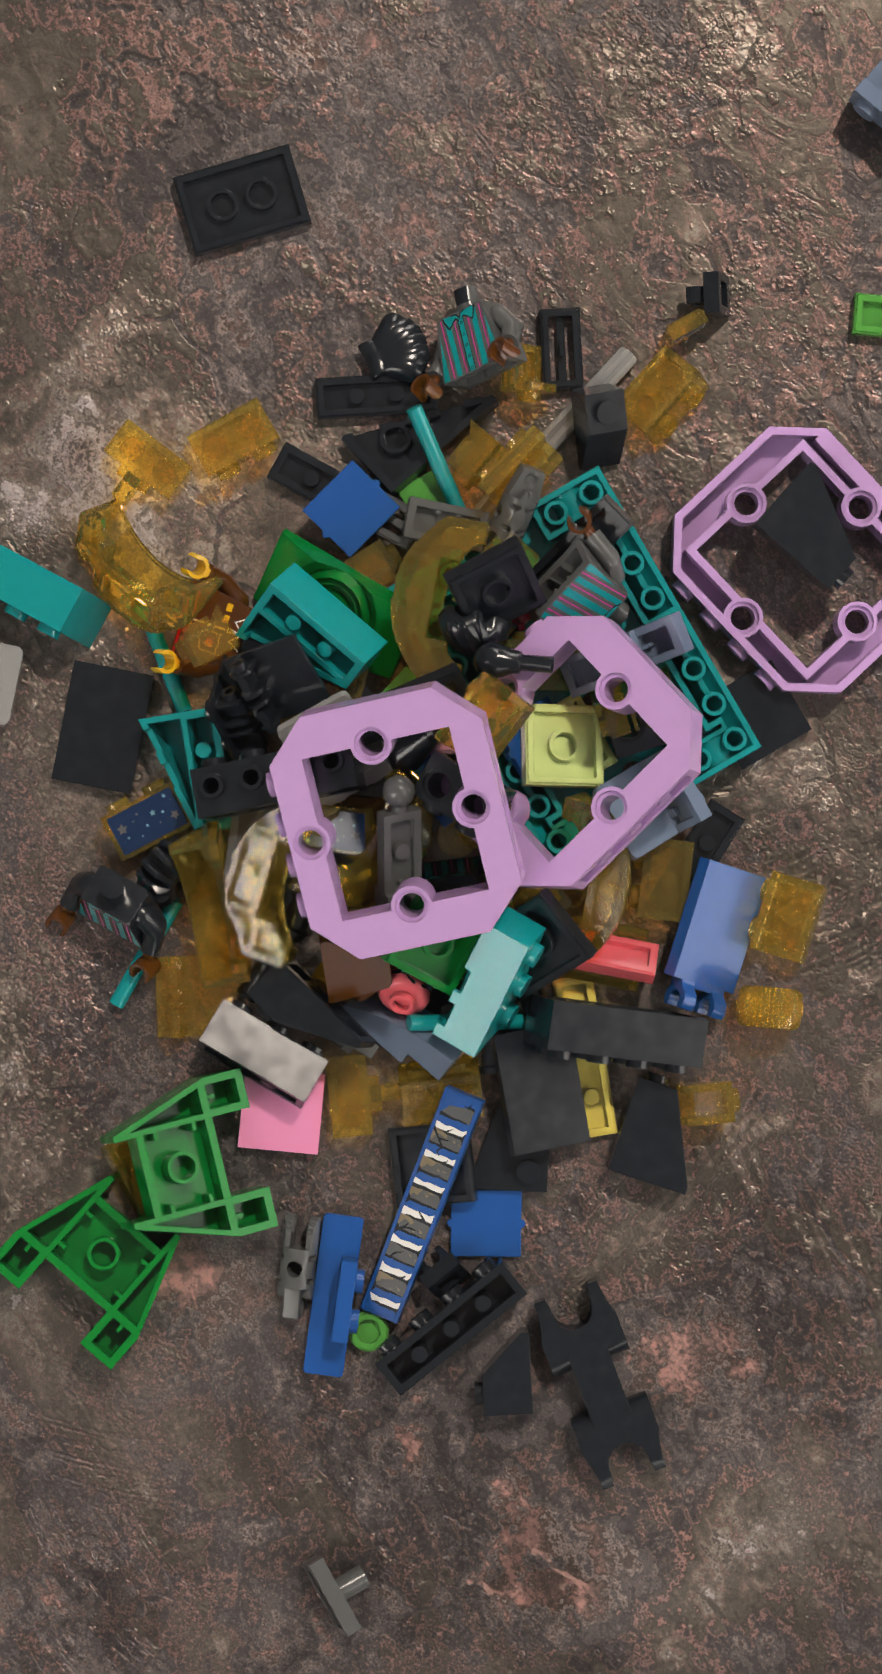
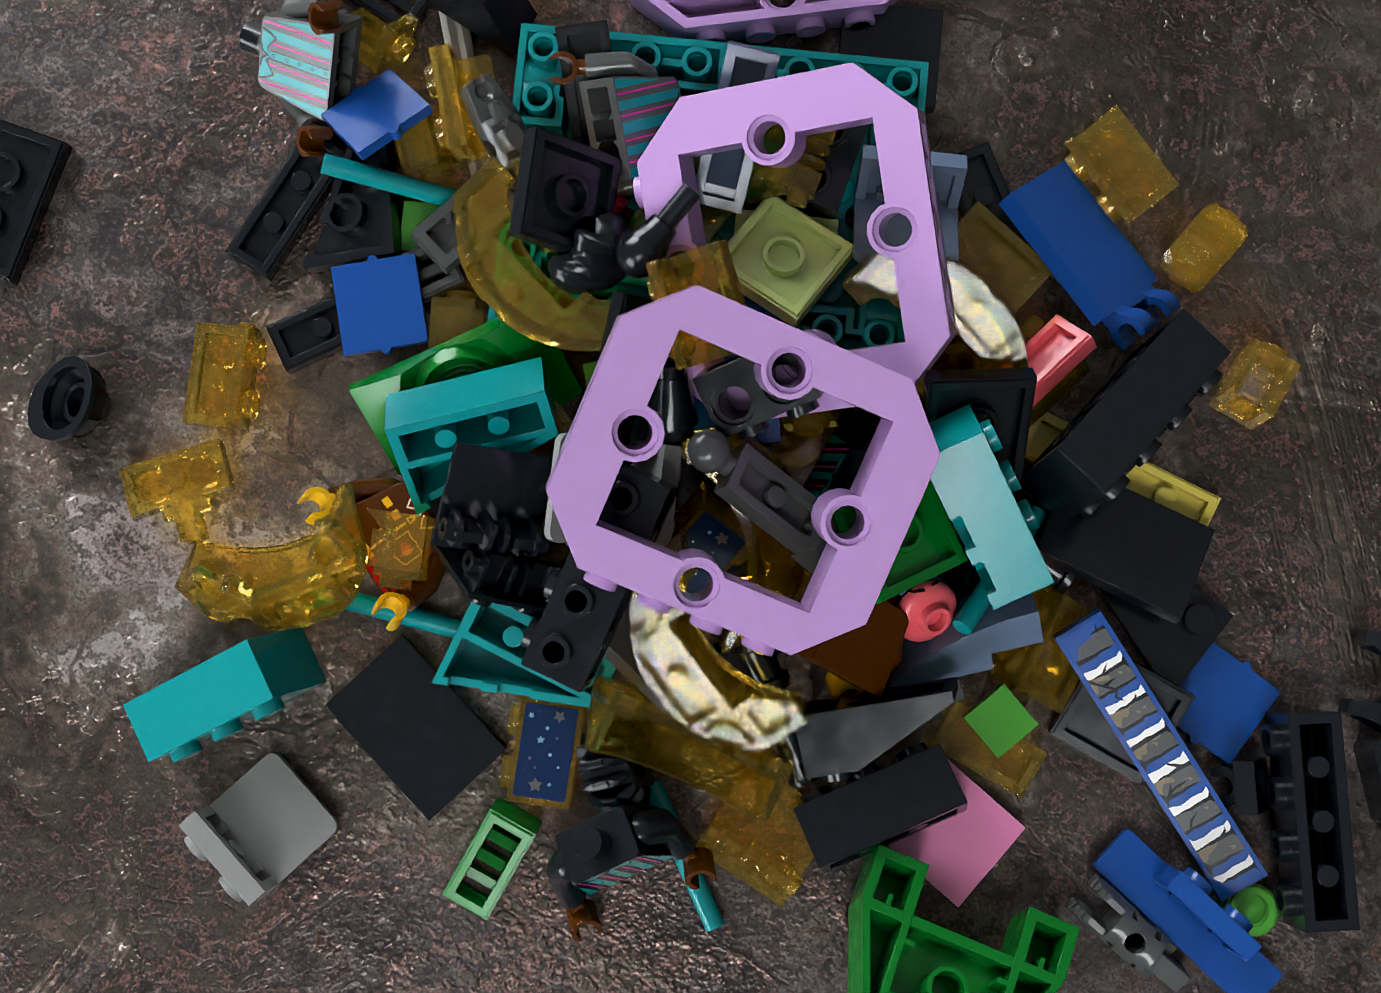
camera: 55 degrees left, 5 degrees down
(90, 835) = (514, 821): none -> green slope
(145, 352) = (68, 401): none -> black piece
(371, 1089) = (1000, 720): none -> bright green tile
(396, 349) = (257, 149): black animal -> none
(470, 418) = (376, 113): none -> blue piece
(651, 1135) = (1251, 464): black slope -> none

